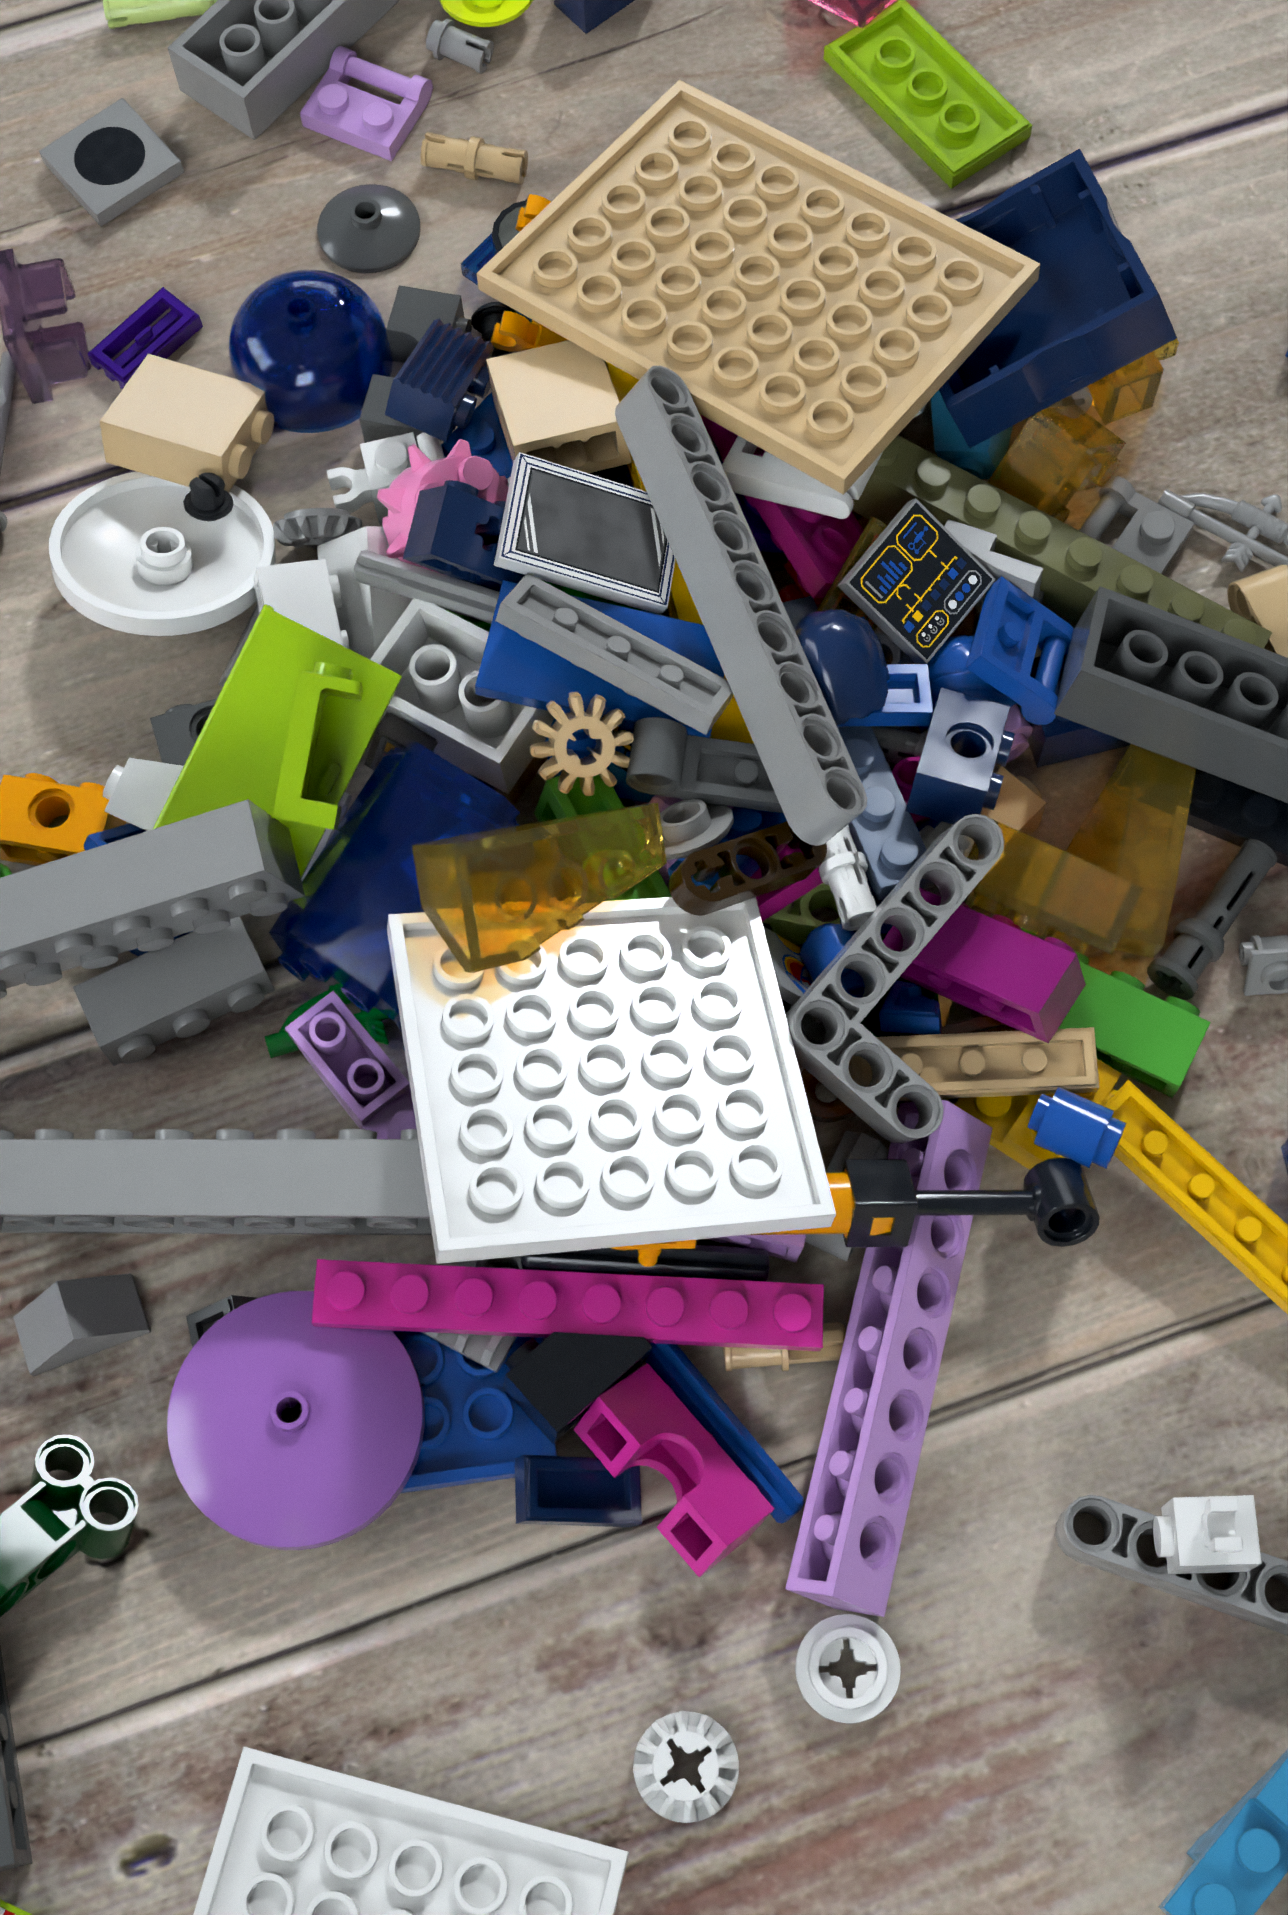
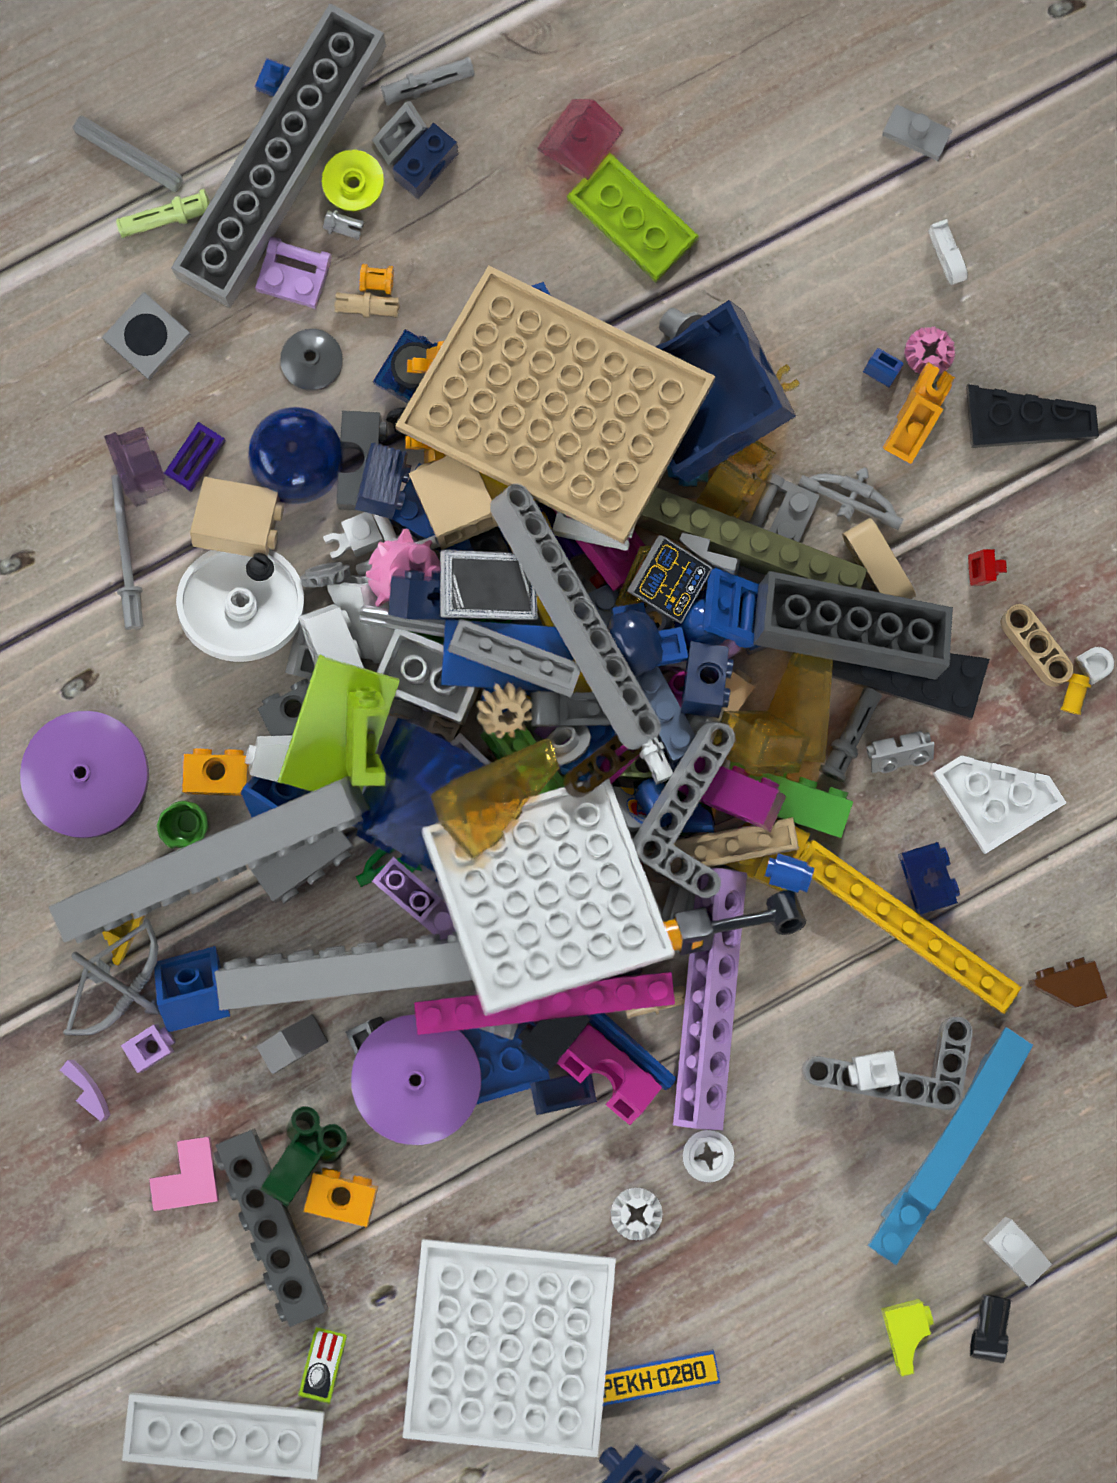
camera: 10 degrees left, 15 degrees up
(65, 1627) = (322, 1202): none -> light orange brick
(497, 121) = (376, 278): none -> light orange bush

